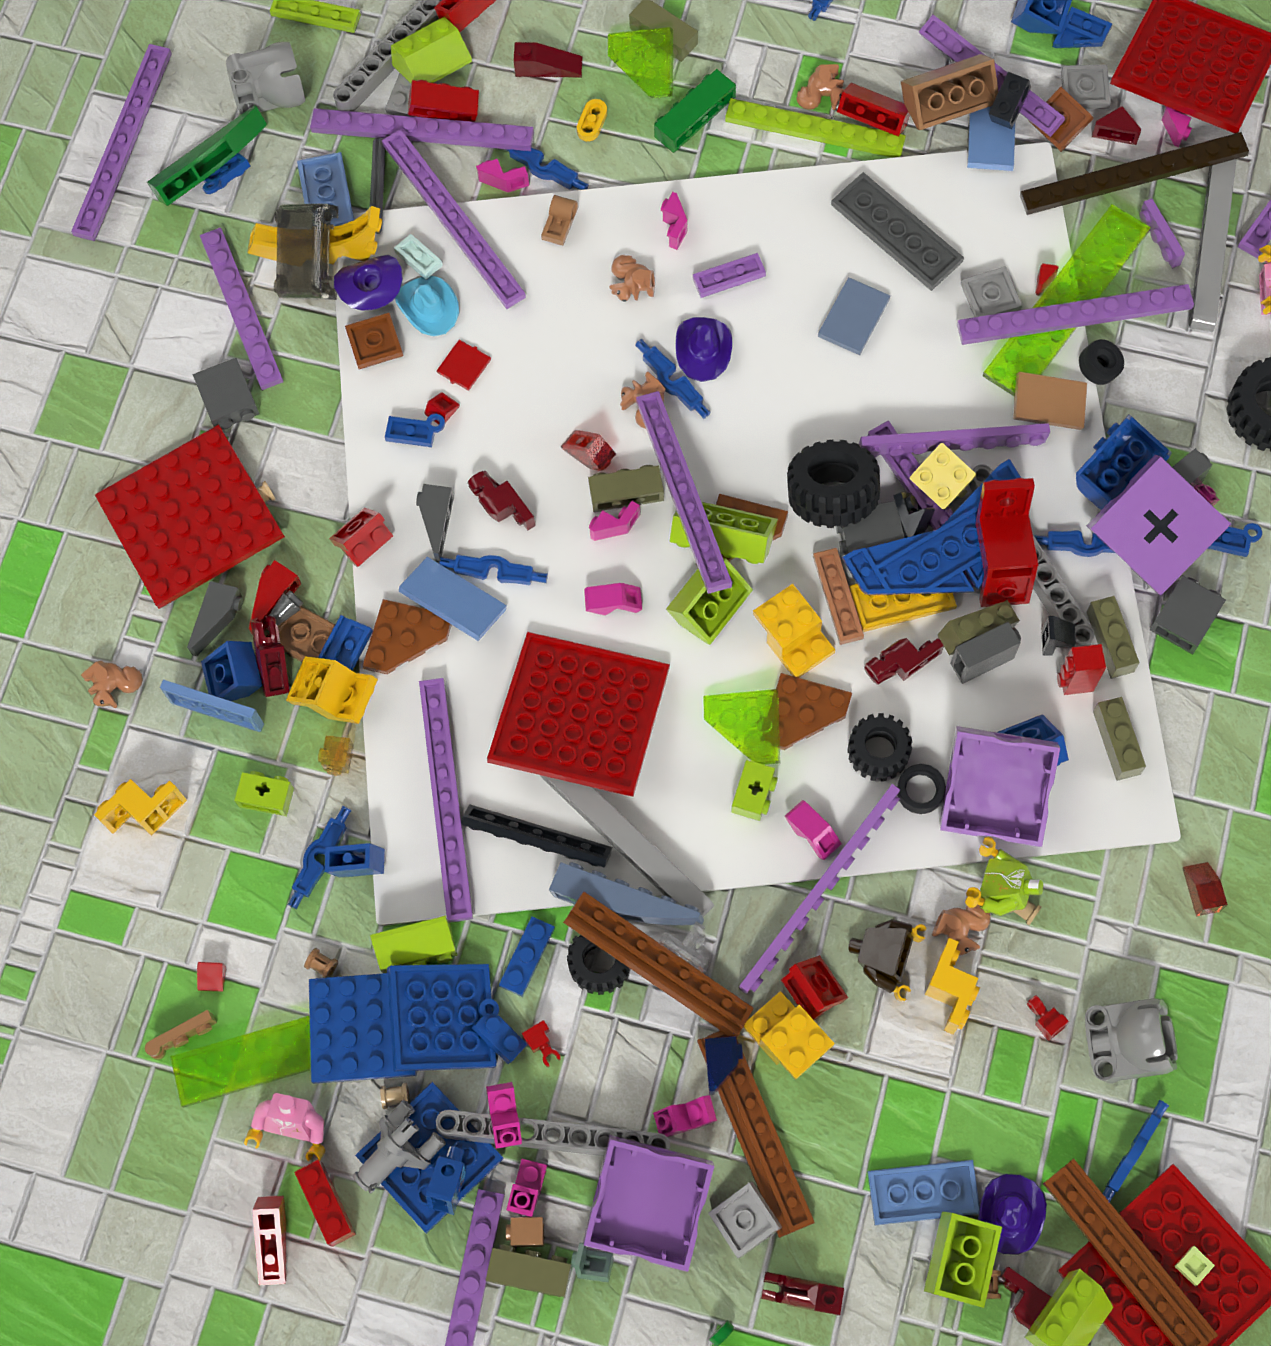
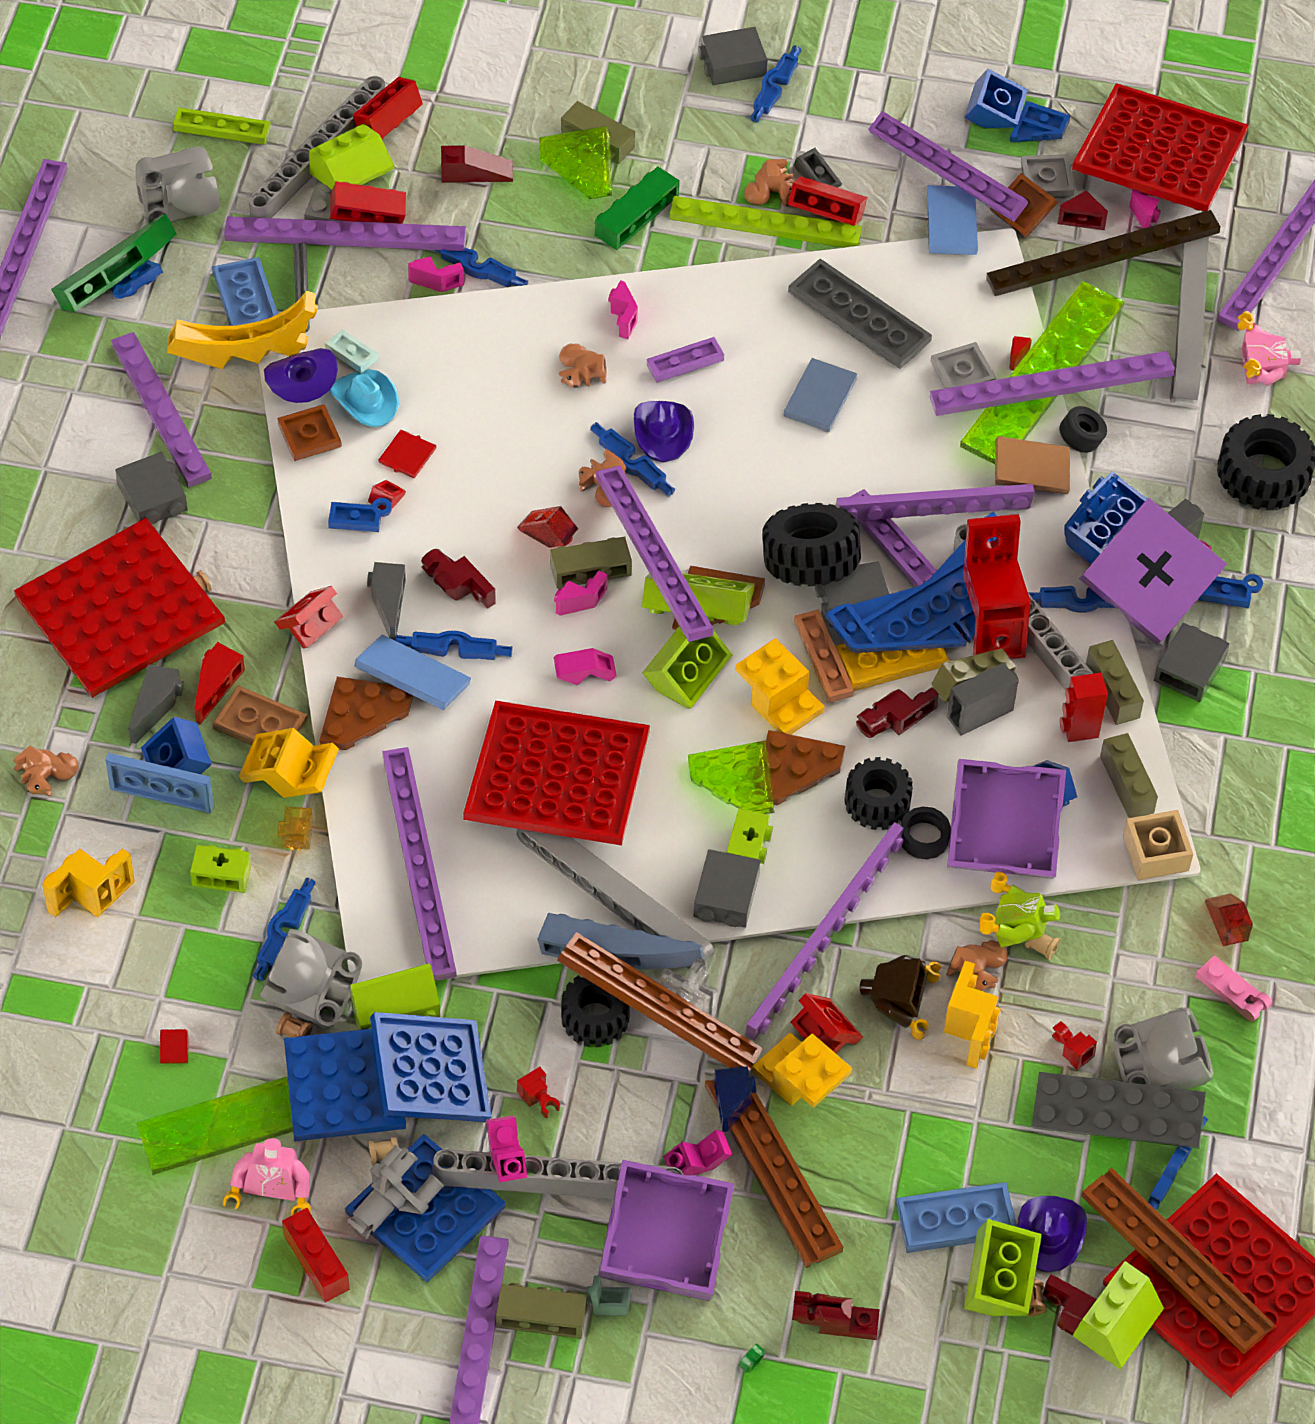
camera: 10 degrees left, 15 degrees down
(180, 1034) = (145, 1102): medium nougat plate -> none
(270, 657) = (219, 734): dark red plate -> none
(270, 1239) = (258, 1295): slope -> none
(286, 607) = (232, 688): dark grey cone -> none
(304, 251) = (231, 346): clear smoke windscreen -> none
(336, 919) = (310, 978): none -> light grey piece
(346, 642) = (303, 715): blue plate -> none
(354, 860) = (327, 921): blue brick -> none
(443, 1189) = (448, 1212): blue torso -> none
(454, 219) = (387, 315): medium lavender plate -> none
(498, 1032) = (491, 1084): blue hinge -> none
(526, 956) = (516, 1013): blue plate -> none
(526, 1232) = (535, 1270): medium nougat brick -> none
(527, 1187) = (534, 1228): dark pink slope -> none
(537, 836) = (509, 891): black plate -> none
(559, 220) = (501, 312): medium nougat plate -> none
(591, 122) = (524, 224): yellow plate -> none
(730, 841) = (726, 888): none -> dark grey brick
(745, 1220) = (769, 1247): light grey plate -> none
(814, 828) = (810, 869): dark pink slope -> none
(867, 74) = (814, 167): none -> dark grey slope
(913, 521) = (896, 576): black slope -> none
(943, 476) = (926, 536): light yellow bracket -> none
(950, 91) = (907, 179): medium nougat slope -> none
(1009, 100) = (968, 185): black brick -> none
(1057, 633) = (1054, 679): black slope -> none
(1085, 1095) = (1119, 1110): none -> dark grey plate
(1142, 815) = (1157, 844): none -> tan brick
(1161, 233) = (1137, 309): medium lavender plate -> none
(1194, 1265) = (1245, 1263): yellowish green plate -> none
(1203, 964) = (1233, 988): none -> bright pink plate

